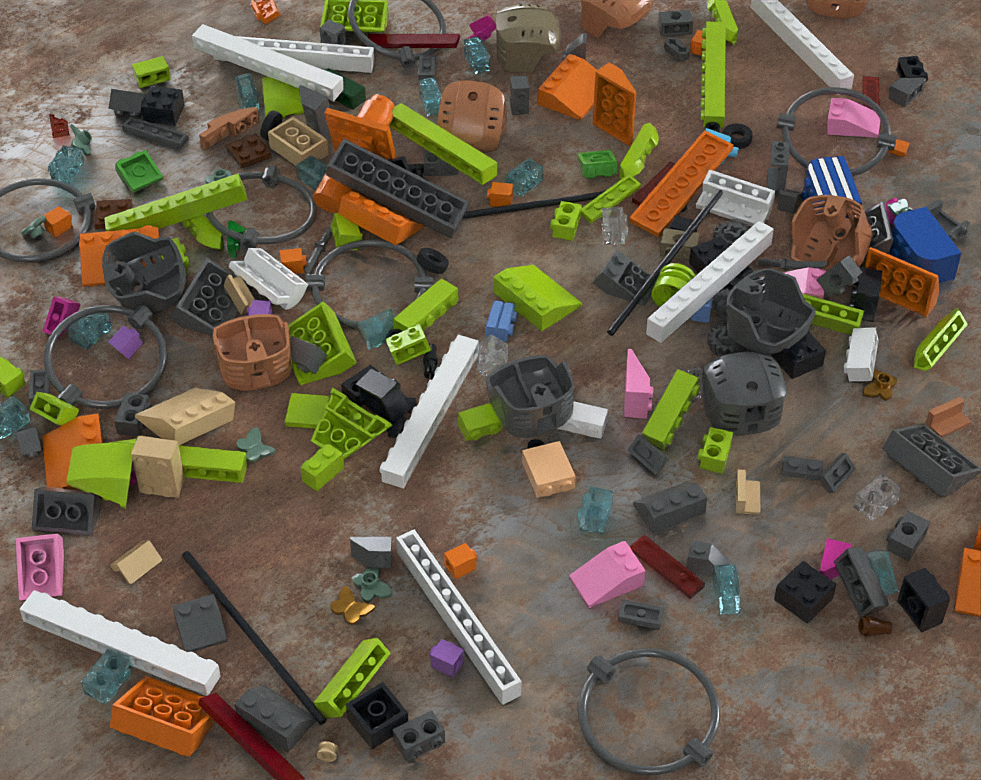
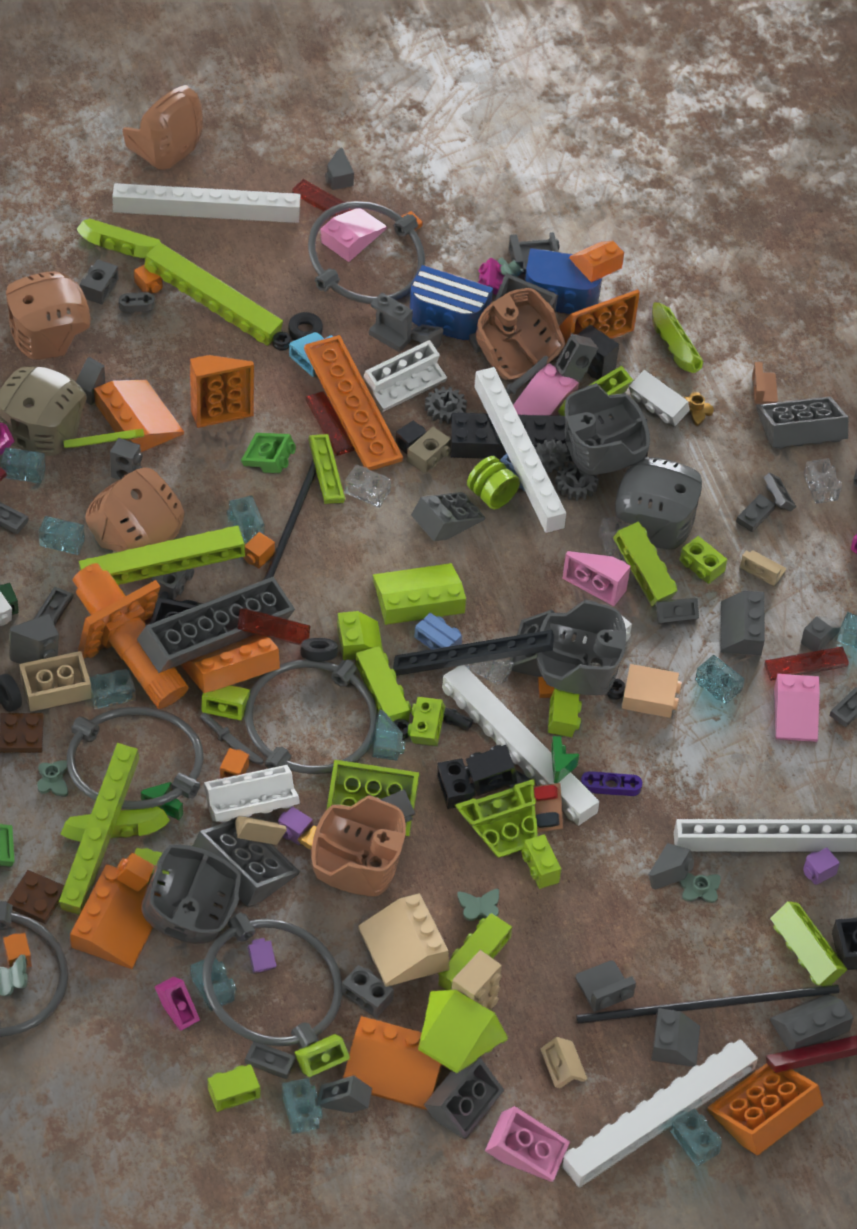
camera: 65 degrees left, 5 degrees up
(225, 557) = (605, 985): none -> dark grey bracket
(305, 410) = (452, 844): lime tile -> none
(349, 607) = (724, 914): pearl gold animal -> none
(386, 443) = (548, 807): none -> piece
(418, 432) = (562, 762): none -> green slope
(424, 221) = (273, 626): none -> clear red tile
(436, 476) = (626, 790): none -> dark purple beam
(460, 560) = (718, 804): orange brick -> none
(466, 275) = (357, 633): none -> lime slope
(484, 336) = (474, 652): none -> black plate
(530, 77) = (104, 438): none -> lime tile
(566, 220) = (334, 517): lime brick -> none
(641, 147) = (279, 416): lime brick -> none
(654, 276) = (455, 471): black piece -> none
(911, 68) = (315, 151): black brick -> none
(950, 246) = (599, 260): none -> orange slope

